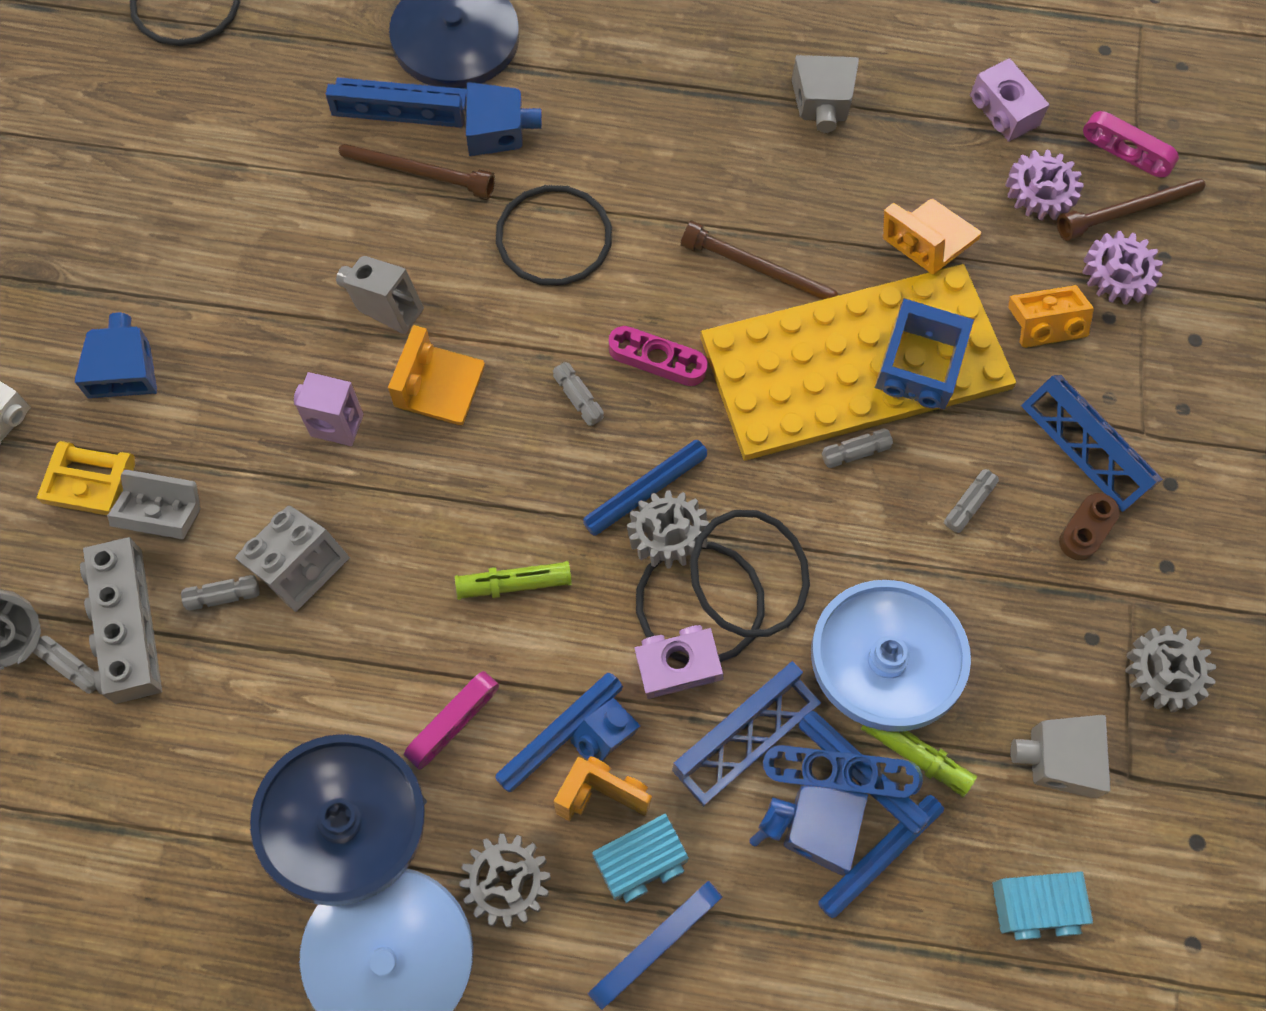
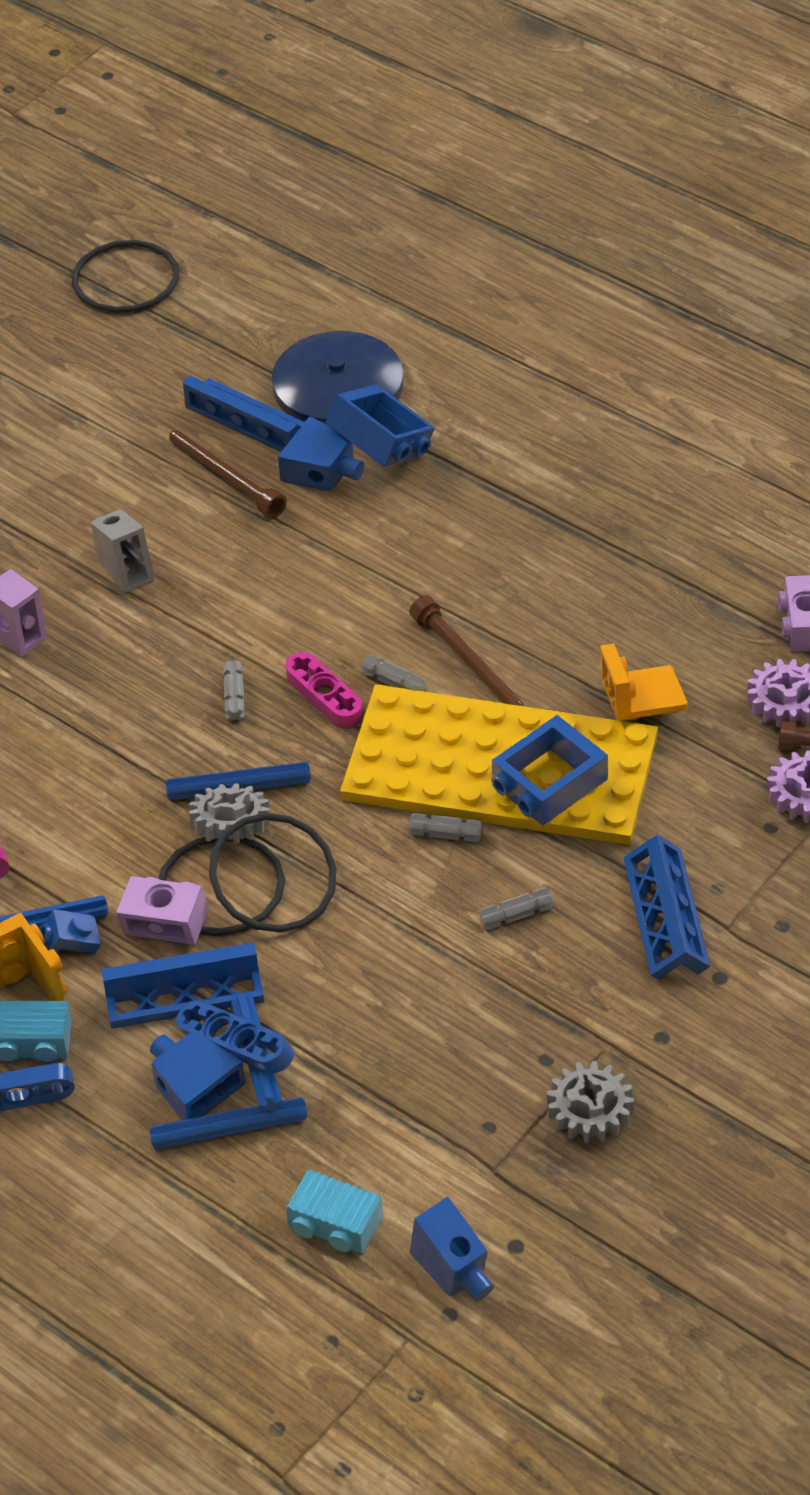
camera: 35 degrees right, 20 degrees down
(434, 379) = (116, 628): light orange bracket -> none
(512, 580) = (62, 795): lime pin -> none
(539, 66) = (380, 425): none -> blue window
(549, 281) = (314, 605): black piece -> none
(707, 313) = (392, 674): none -> light grey axle
(770, 826) = (146, 1046): blue hand -> none
(824, 88) = (639, 541): light grey torso -> none
(890, 655) = (343, 977): light blue dish -> none
(927, 758) = (323, 1076): lime pin -> none
(1052, 315) = (706, 799): light orange bracket -> none
(1068, 755) = (444, 1120): light grey torso -> none
(1091, 524) = (612, 973): reddish brown plate -> none
(1174, 893) = (450, 1251): none -> blue torso

